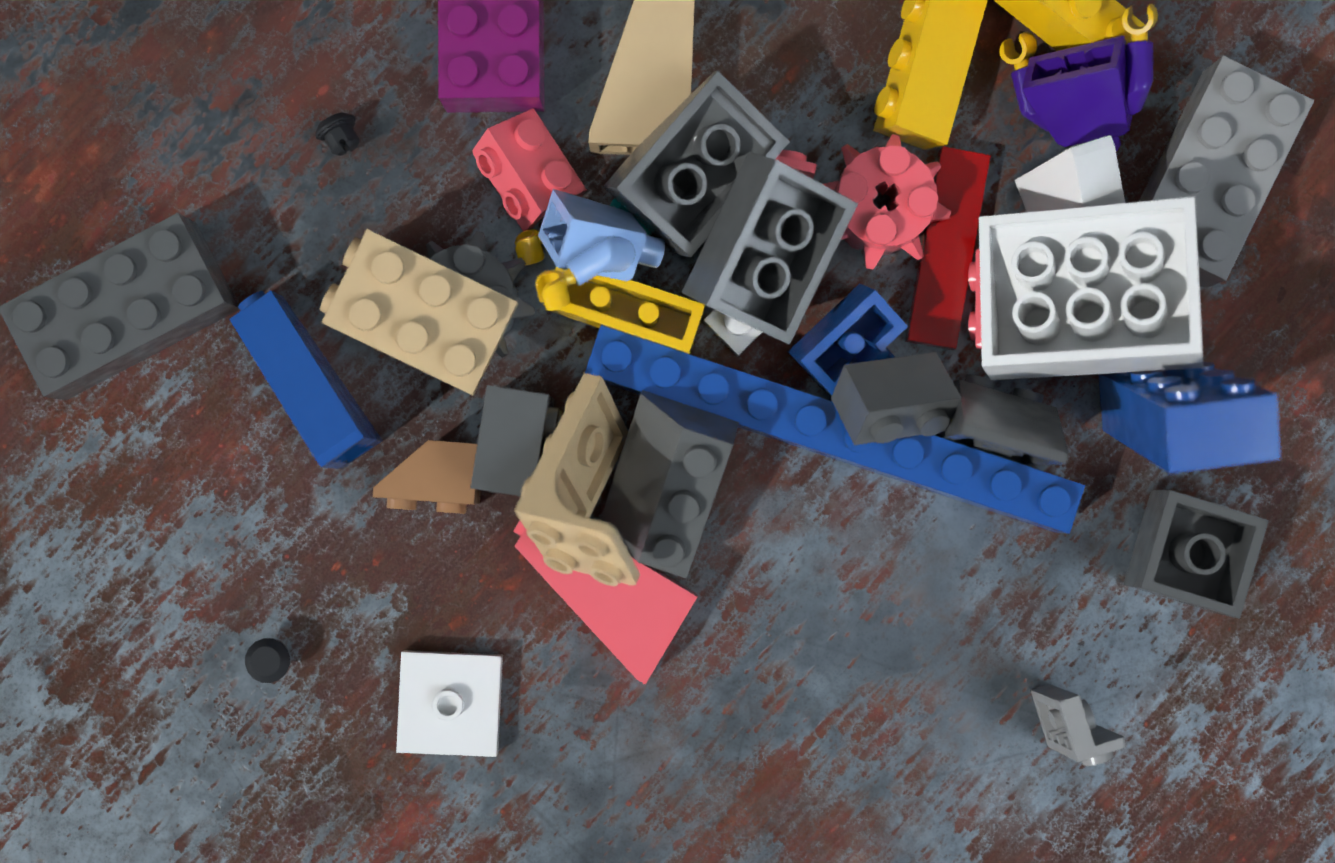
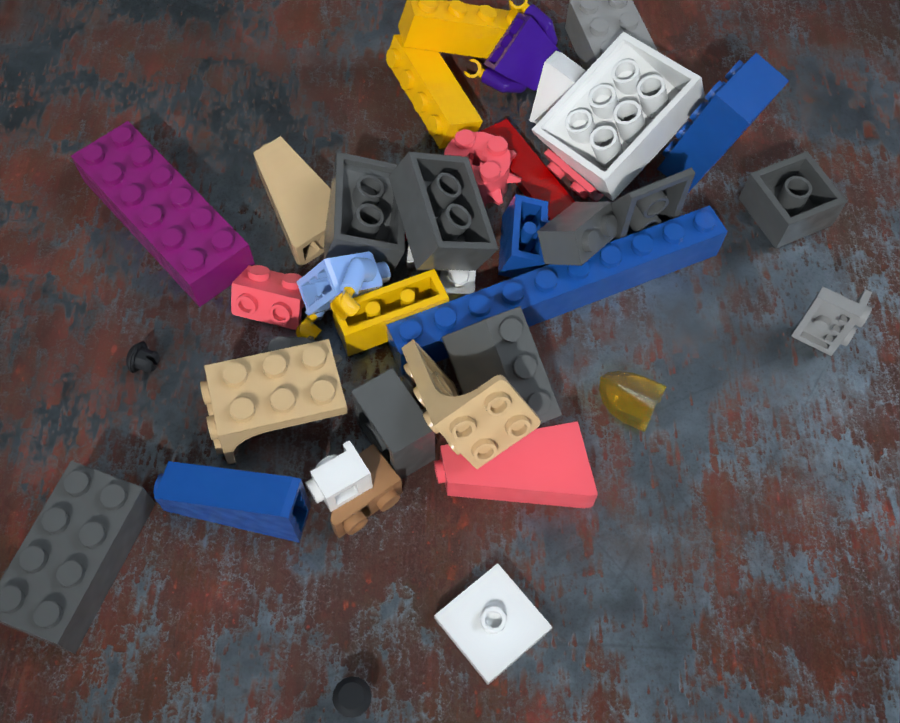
camera: 45 degrees left, 25 degrees down
(407, 459) = (339, 478): none -> white brick
(789, 610) = (631, 397): none -> clear yellow brick

